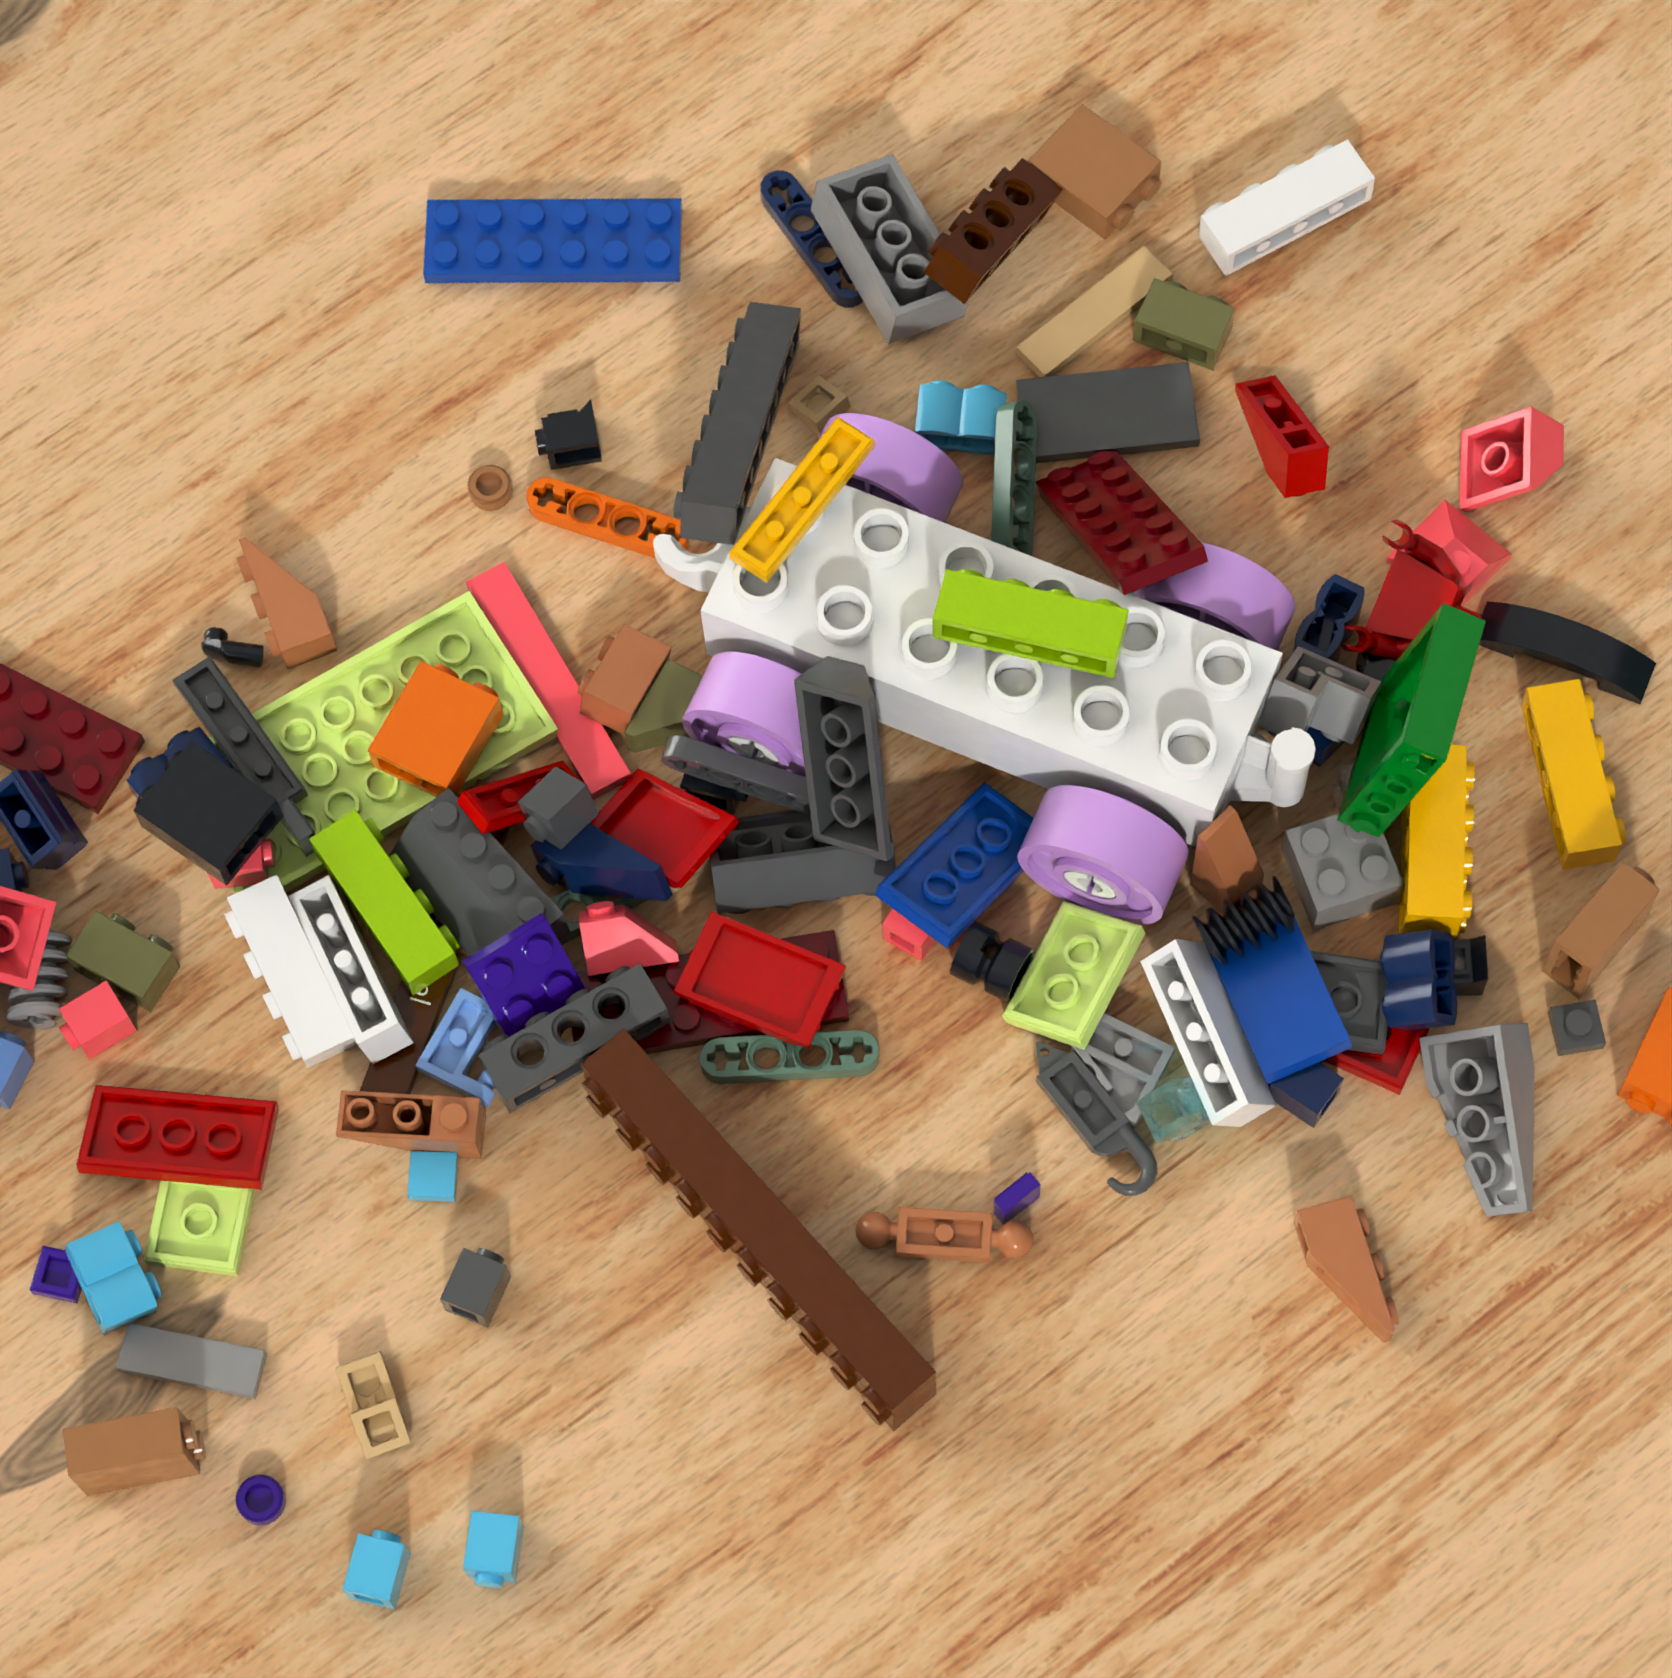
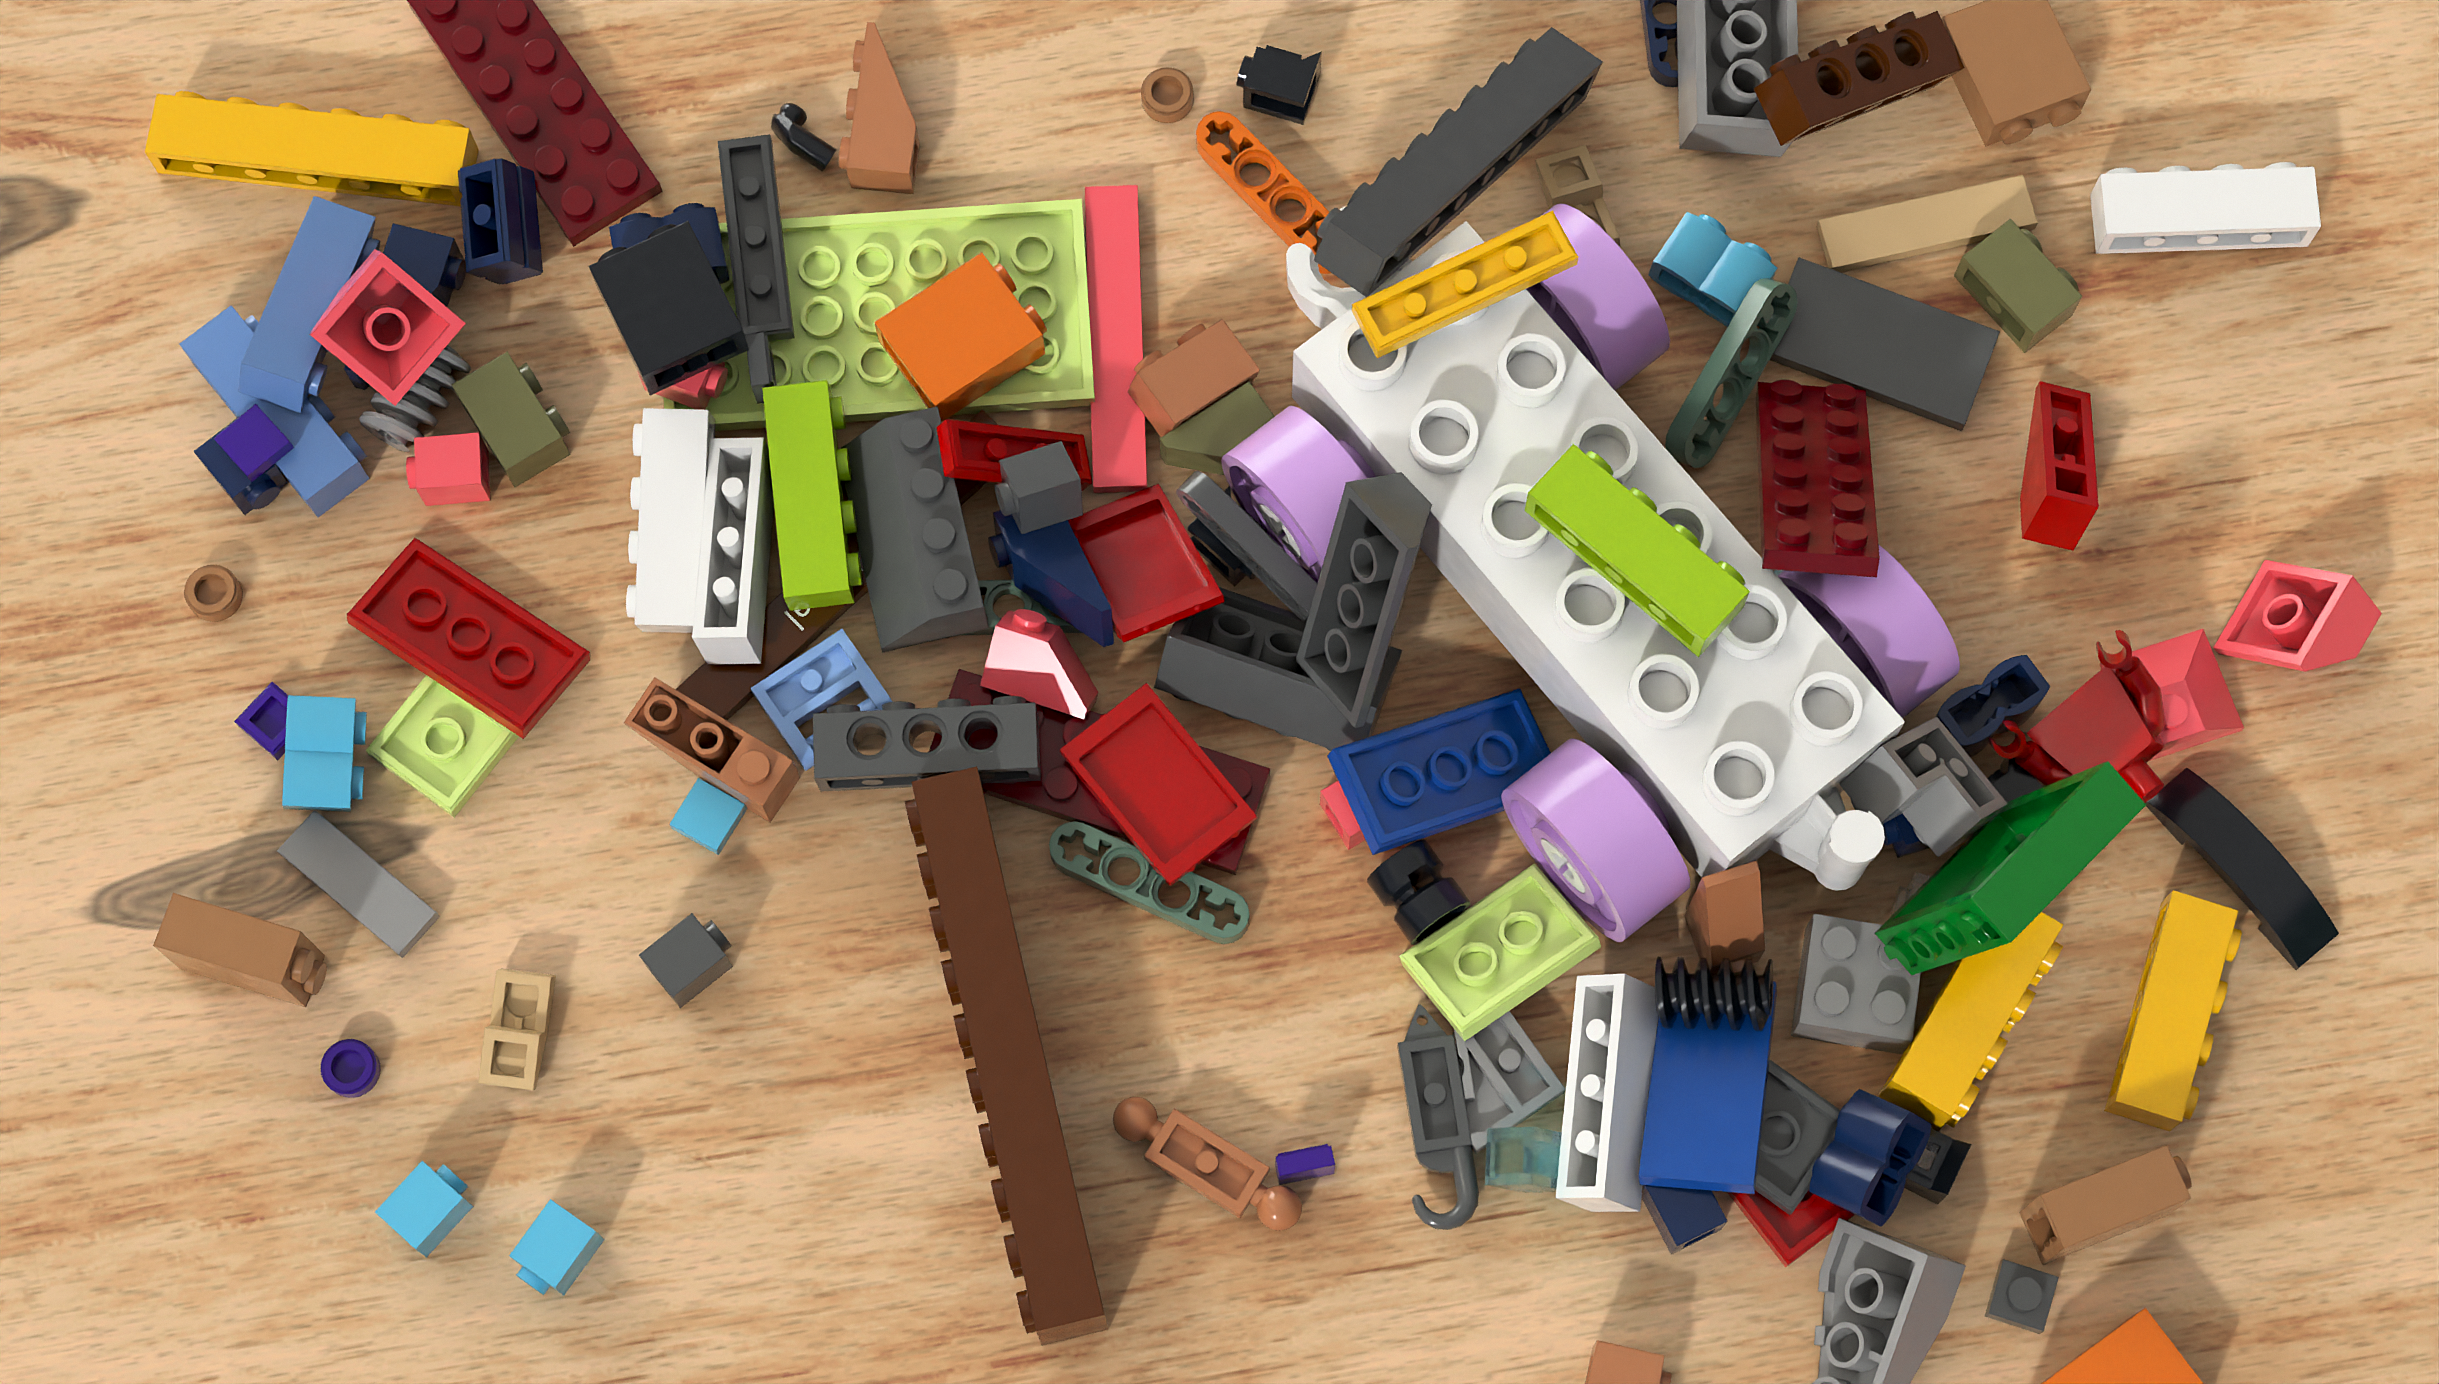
camera: 25 degrees right, 5 degrees up
(523, 974) = (907, 651): dark purple plate -> none

